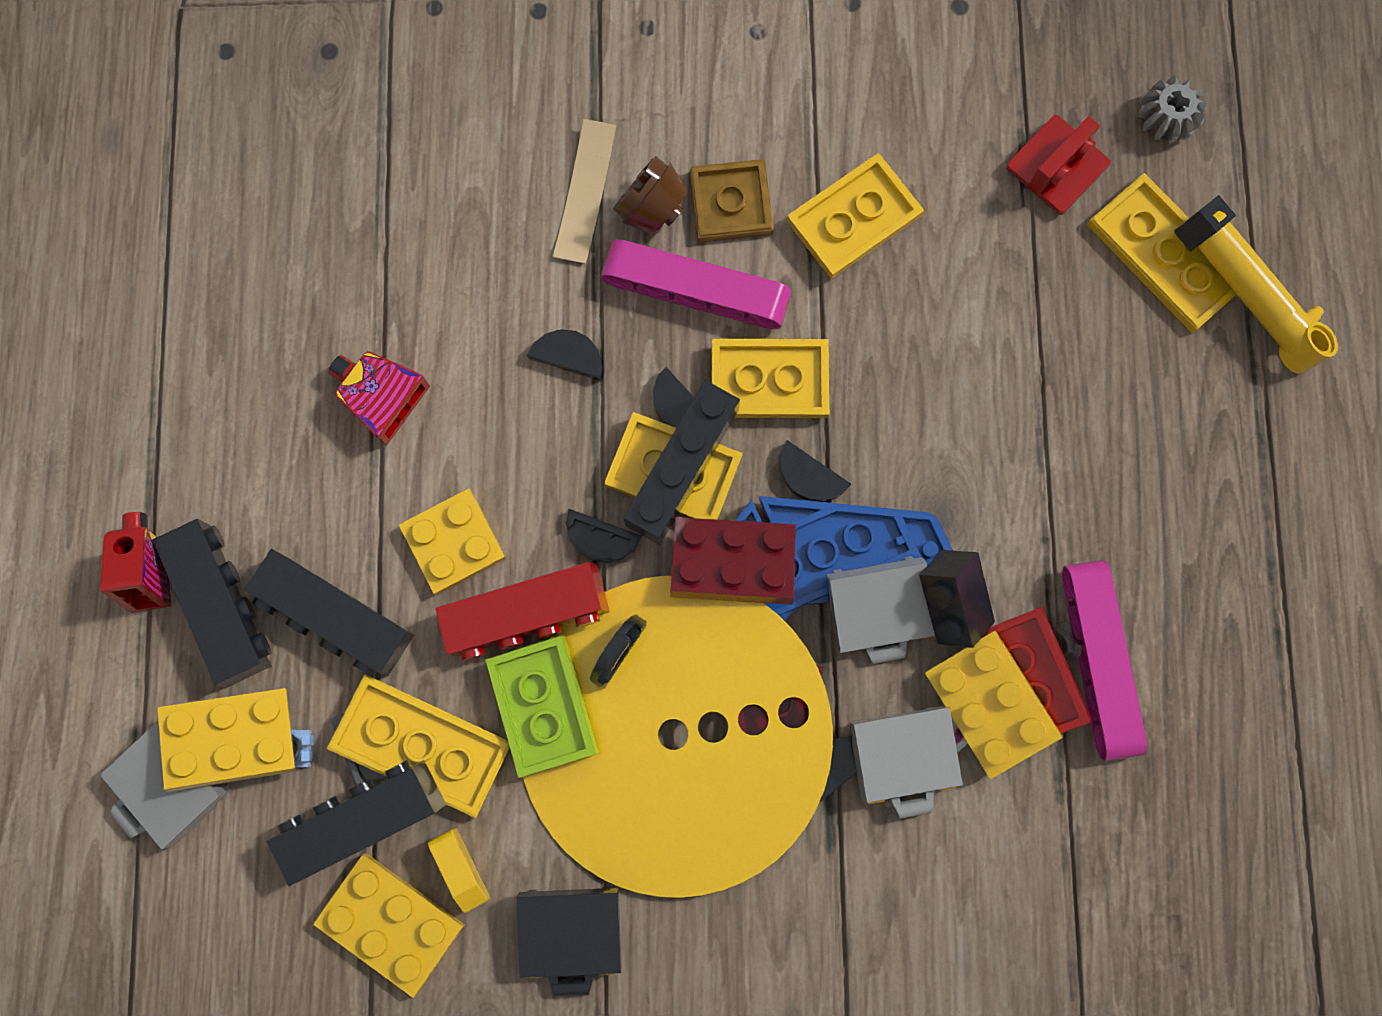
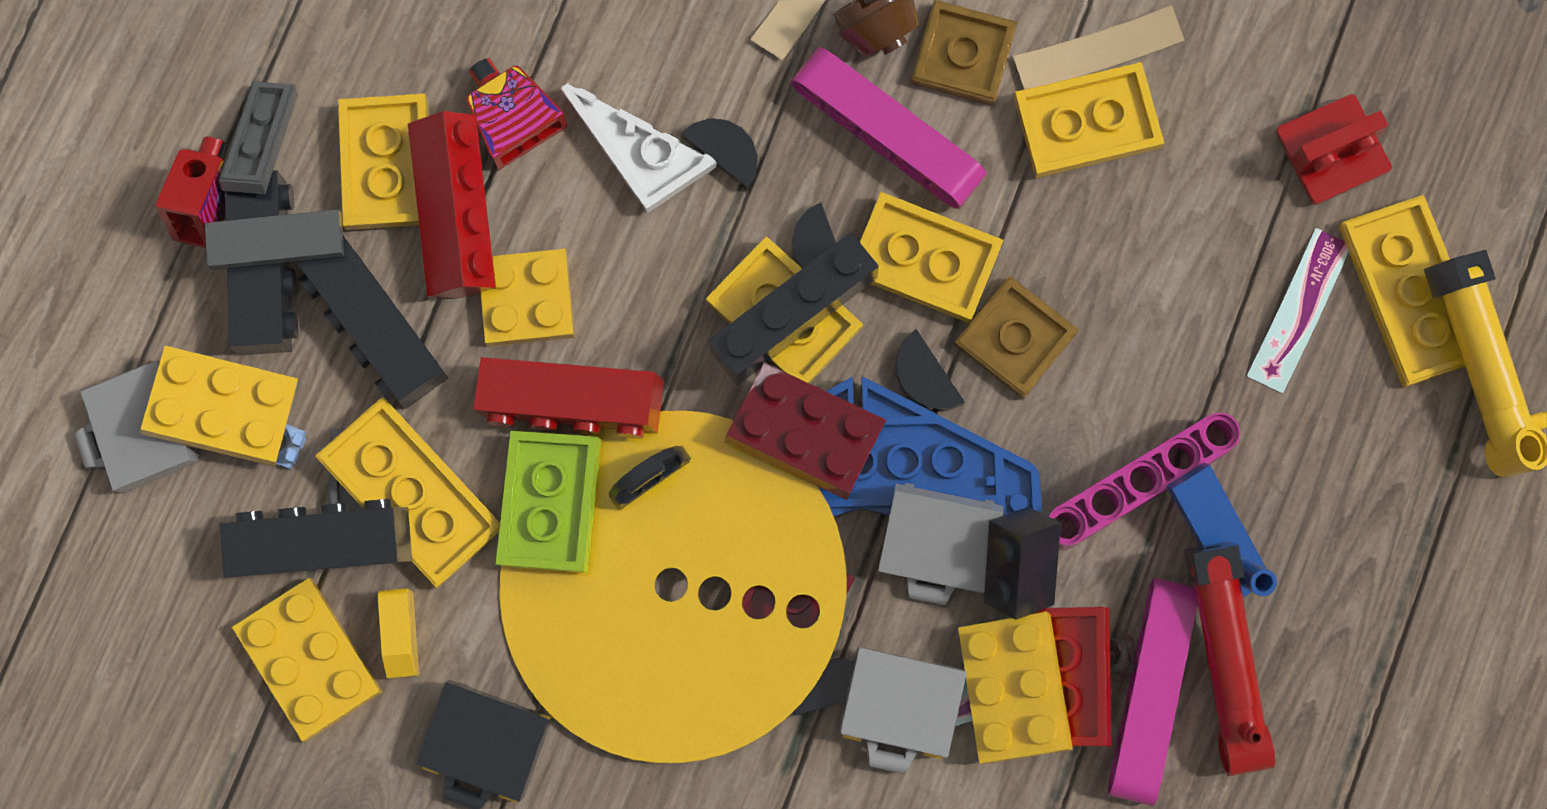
camera: 25 degrees right, 0 degrees up
(170, 497) = (258, 137): none -> dark grey tile
(217, 578) = (274, 239): none -> dark grey tile
(287, 475) = (378, 160): none -> yellow plate
(358, 489) = (451, 205): none -> red brick
(506, 387) = (647, 160): none -> white wing
(599, 539) = (678, 355): black tile -> none
(839, 156) = (1100, 49): none -> tan sticker
(870, 414) = (1016, 337): none -> pearl gold tile
(1034, 478) = (1159, 470): none -> dark pink beam
(1086, 304) = (1299, 311): none -> sticker
(1106, 510) = (1215, 521): none -> blue piece
(1172, 110) = (1498, 138): light grey gear -> none
(1192, 668) = (1243, 735): none -> red piece

